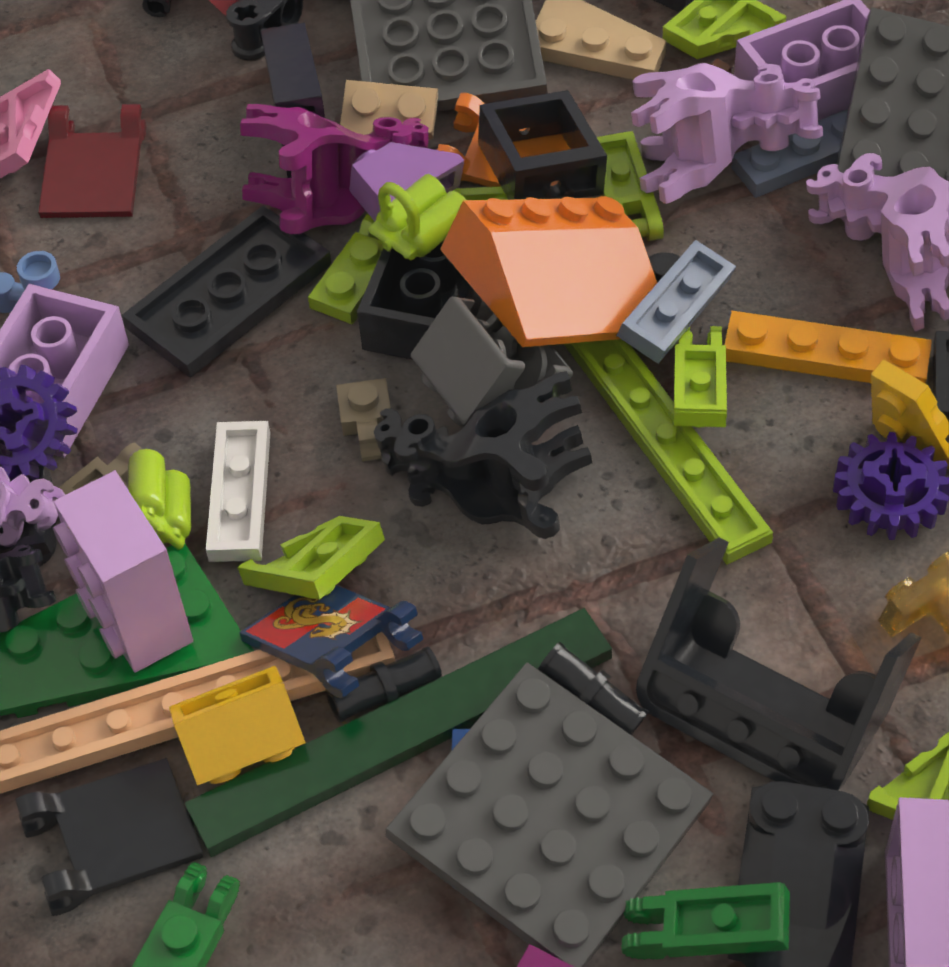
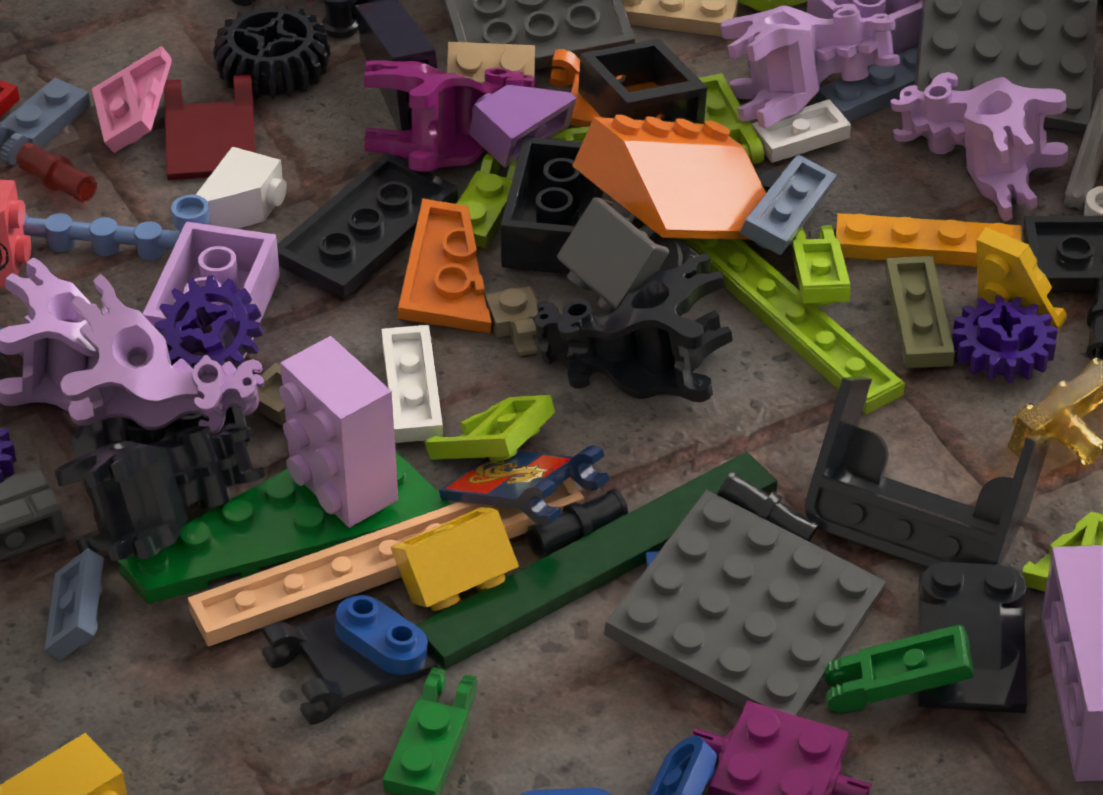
camera: 10 degrees left, 10 degrees down
(103, 242) = (243, 189): none -> white slope
(139, 810) = (381, 635): none -> blue plate
(171, 75) = (275, 47): none -> black gear
(296, 354) = (443, 271): none -> orange wing
(416, 217) = (544, 143): lime piece -> none
(718, 204) = (805, 131): none -> white plate
(802, 443) = (919, 312): none -> olive plate

